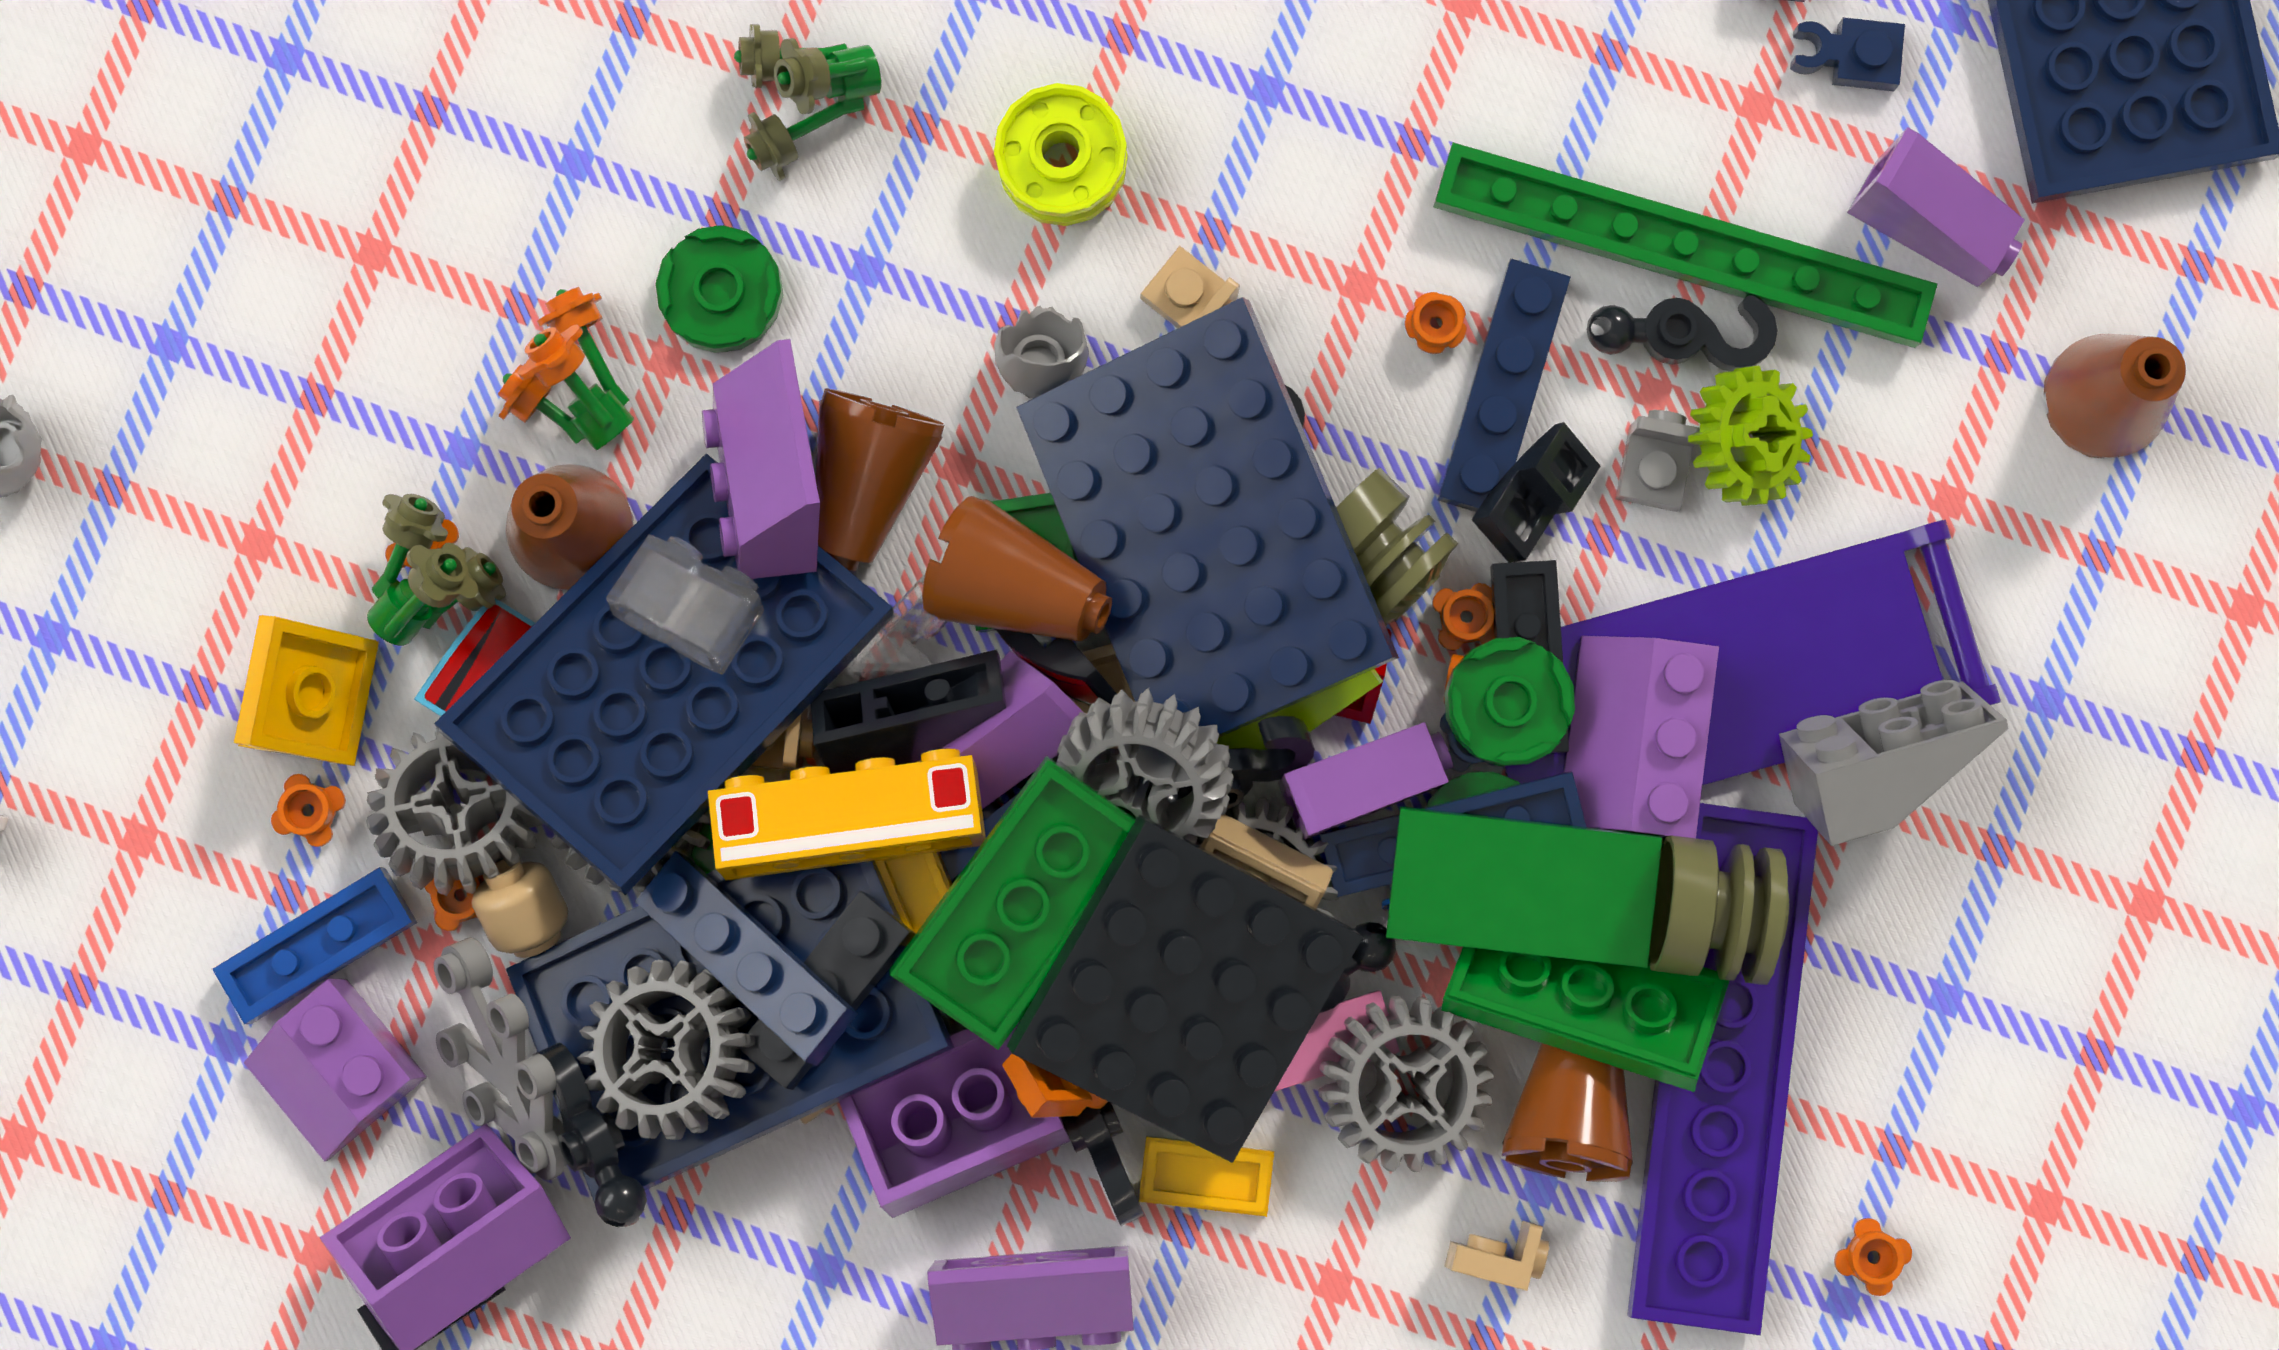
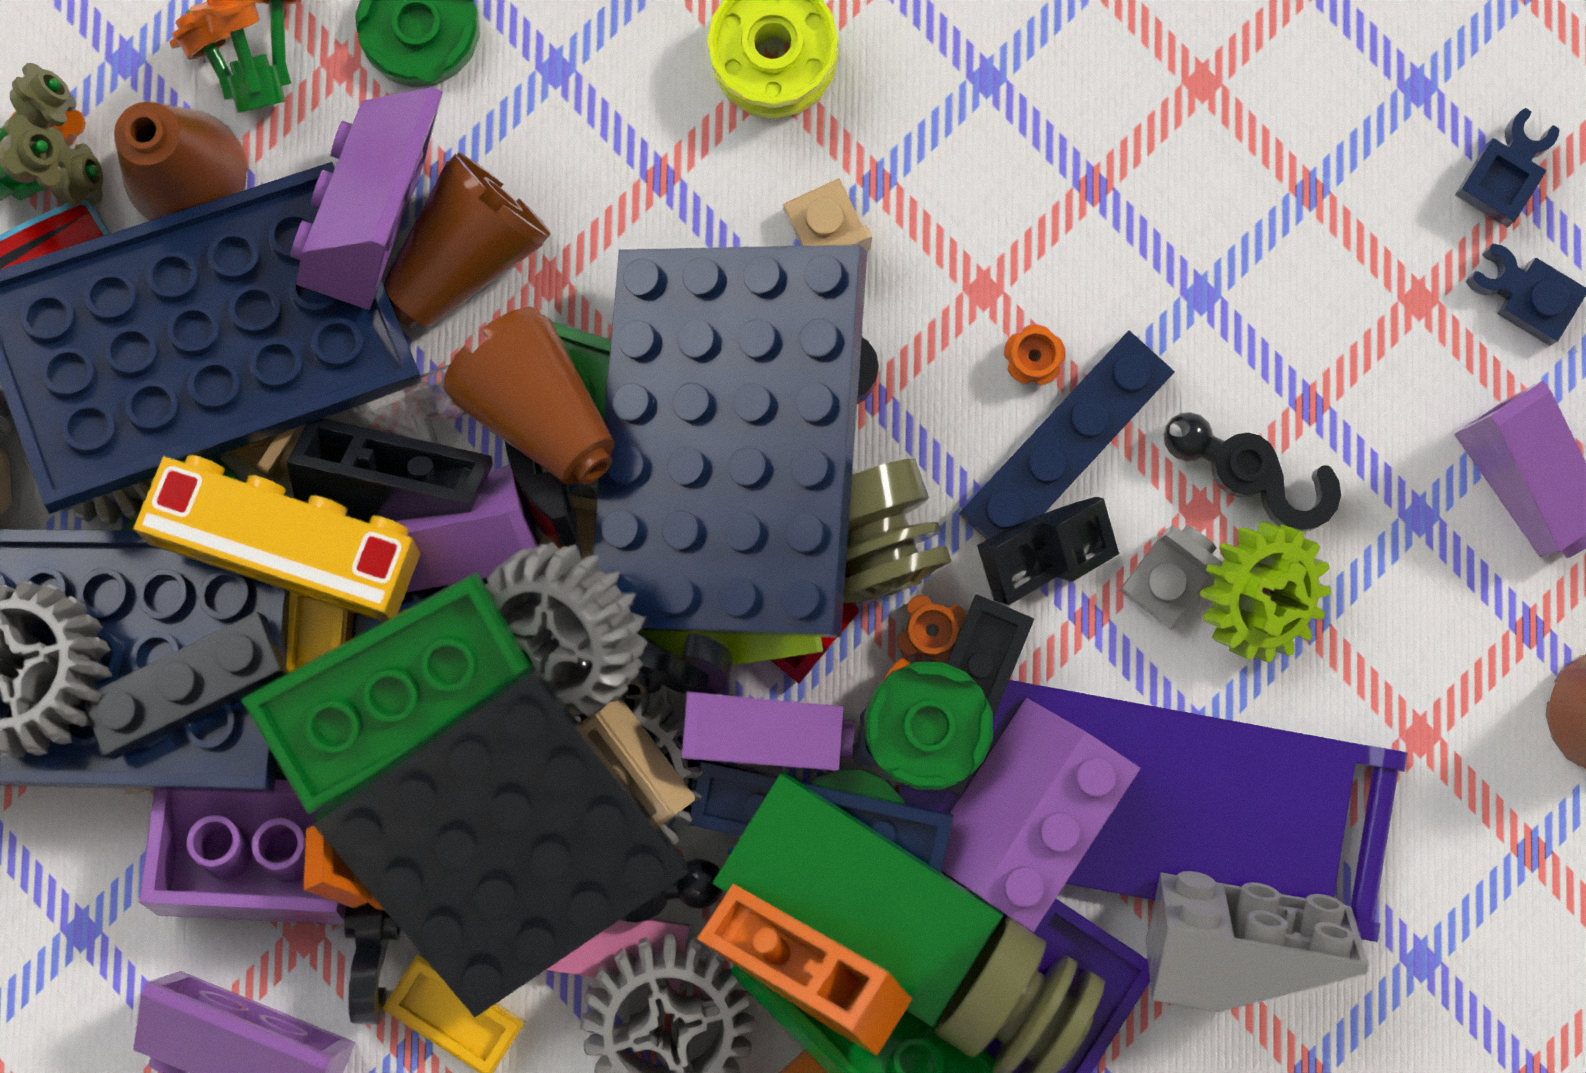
camera: 30 degrees right, 0 degrees up
(686, 603) = (236, 281): clear brick -> none
(746, 958) = (128, 624): plate -> none
(1040, 351) = (667, 211): light grey hair -> none
(1512, 968) = (807, 968): none -> orange slope
(1685, 245) = (1293, 394): green plate -> none

